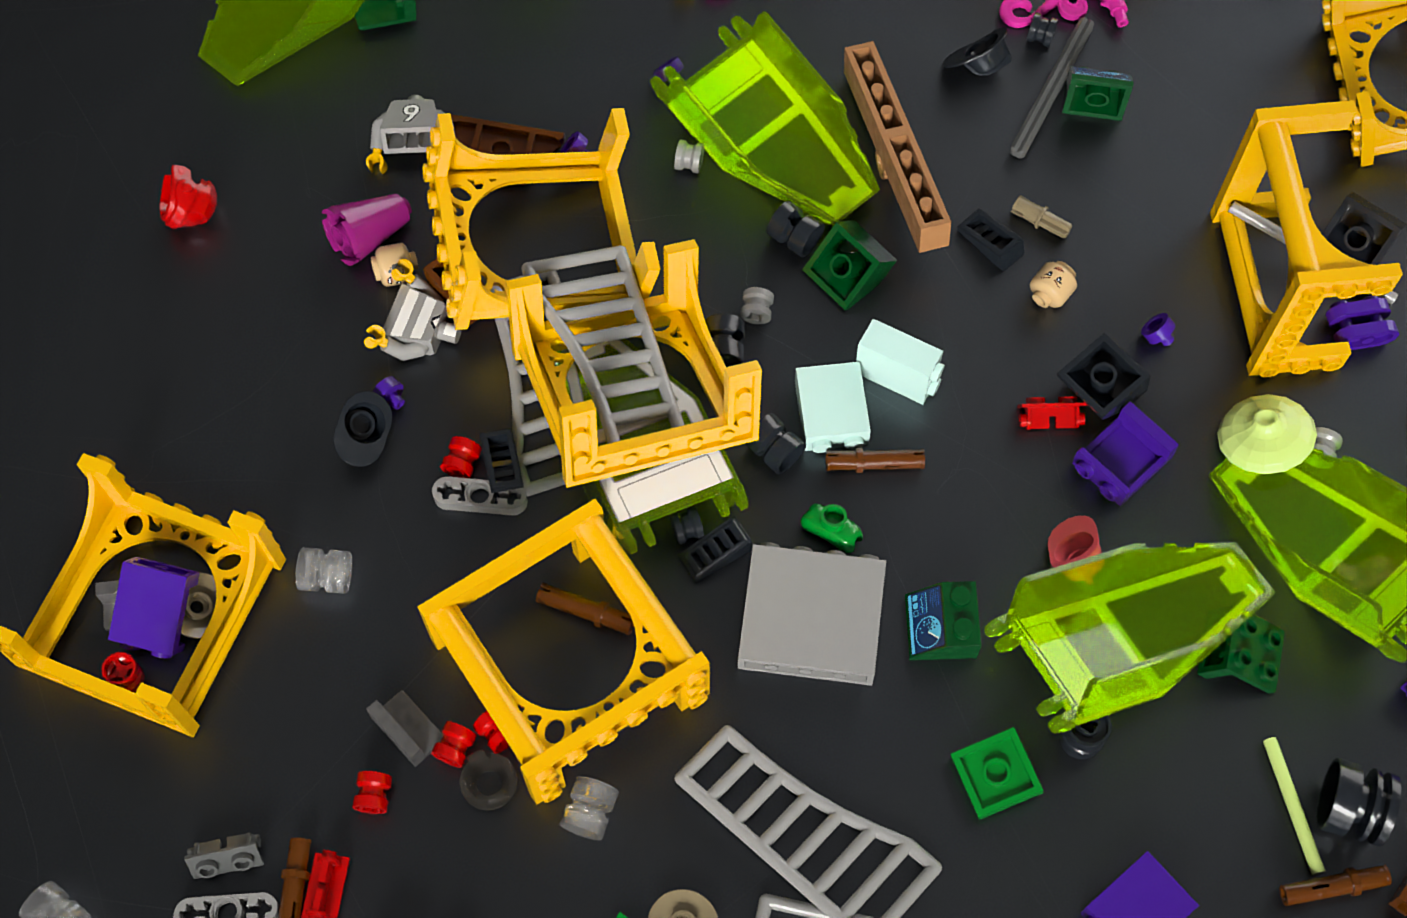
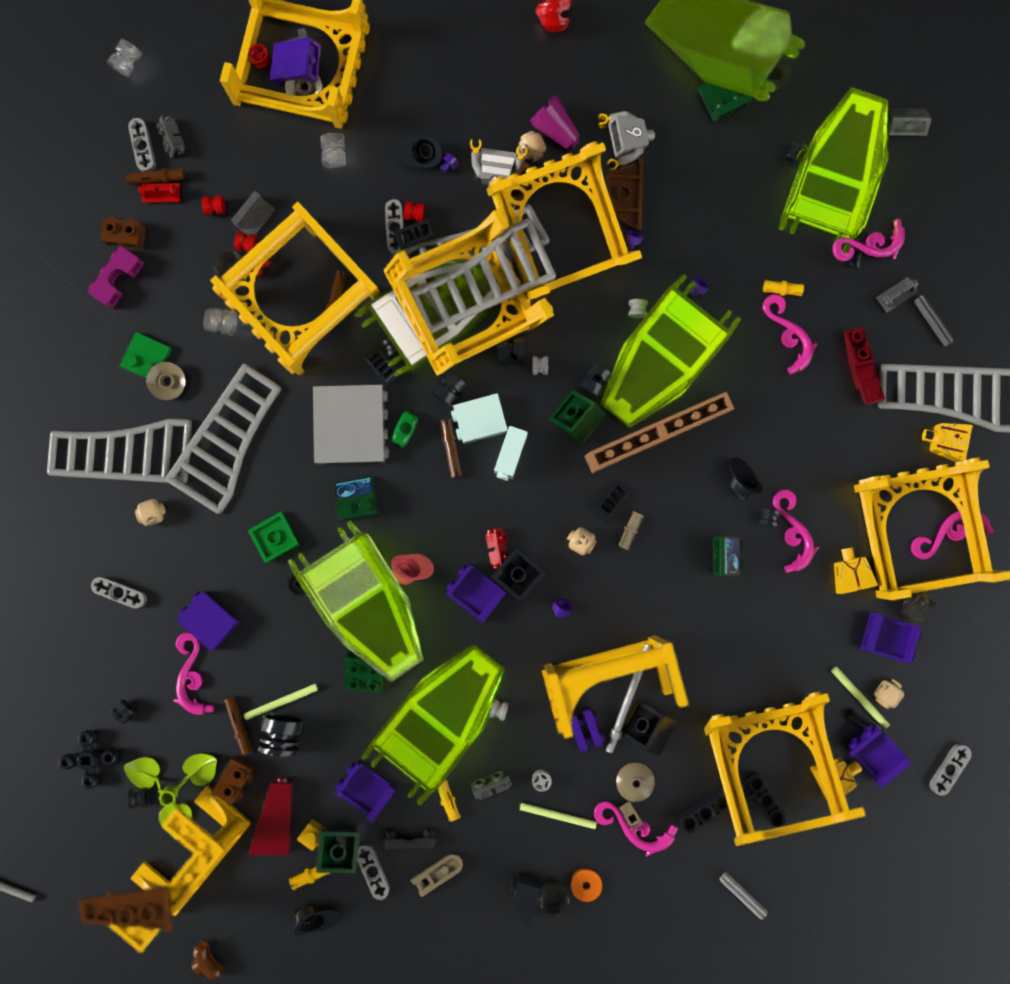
camera: 80 degrees right, 20 degrees up
(1051, 88) = (729, 528): dark grey axle -> none
(1267, 434) = (501, 676): yellowish green hat -> none

